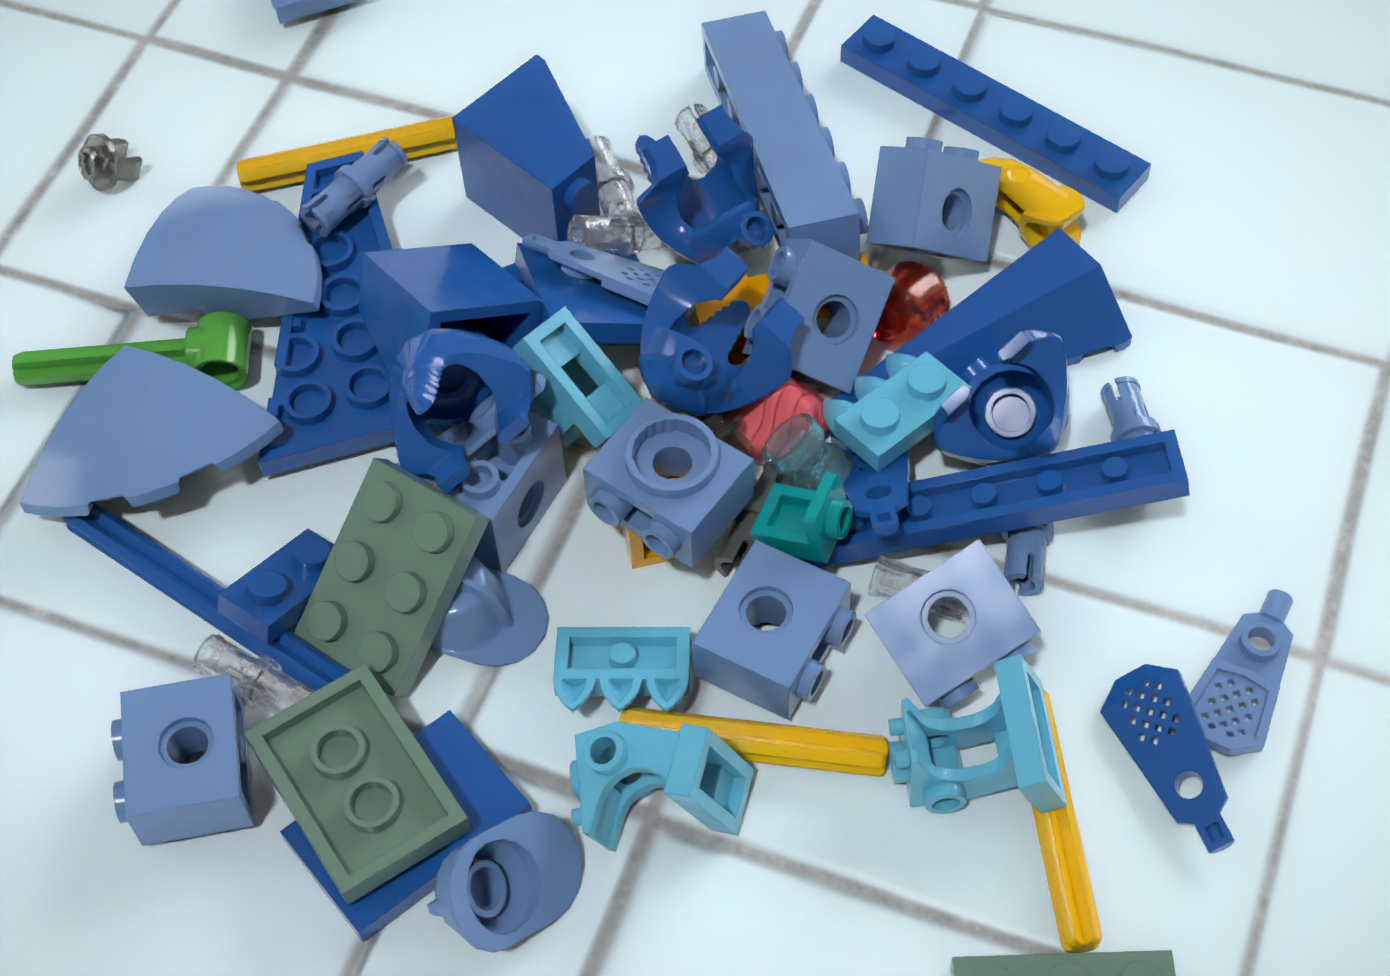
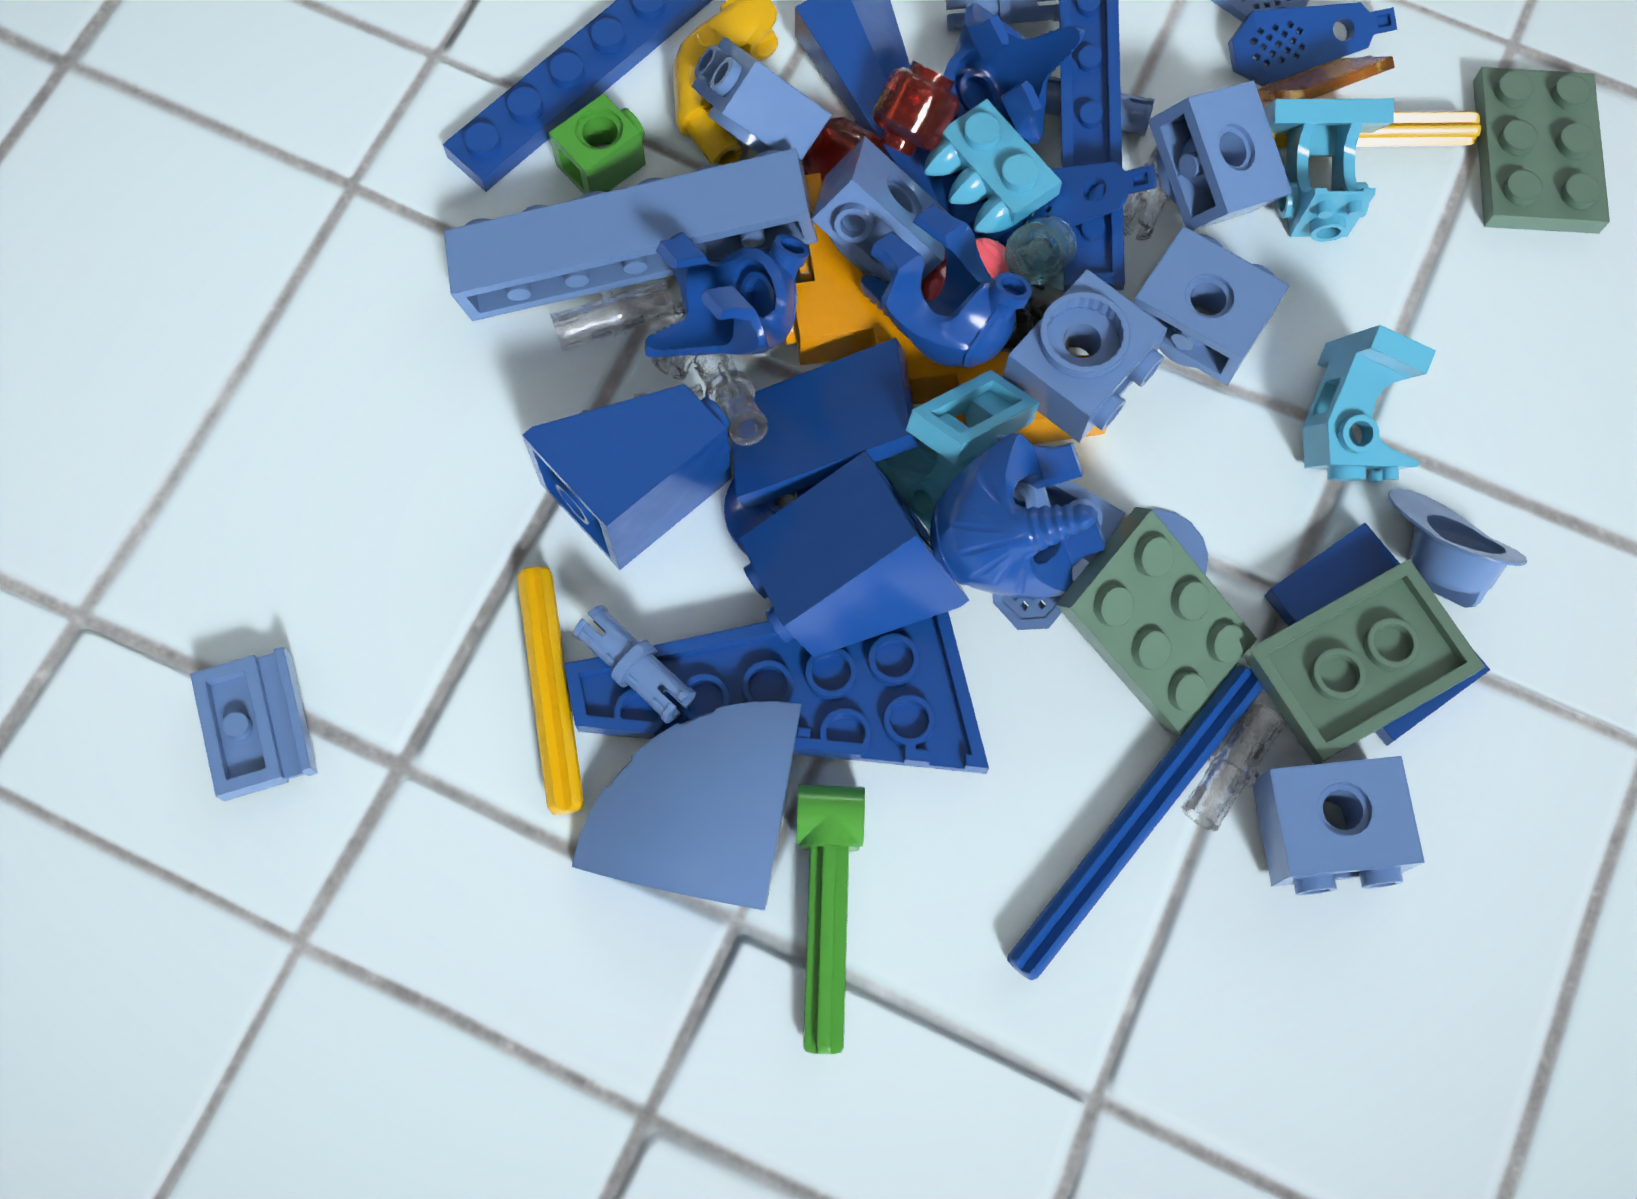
camera: 90 degrees left, 15 degrees up
(105, 162) = (526, 971): clear smoke plate -> none
(141, 431) = (961, 884): medium blue brick -> none
(277, 589) = (1135, 736): blue plate -> none
(617, 273) = (820, 377): medium blue piece -> none
(622, 665) = (1230, 434): medium azure plate -> none
(779, 742) = (1296, 345): yellow axle -> none
(805, 520) = (1115, 248): teal bracket -> none
(884, 113) = (599, 167): none -> bright green brick
(951, 326) = (915, 108): none -> clear red head
(1096, 747) = (1326, 78): none -> clear orange piece

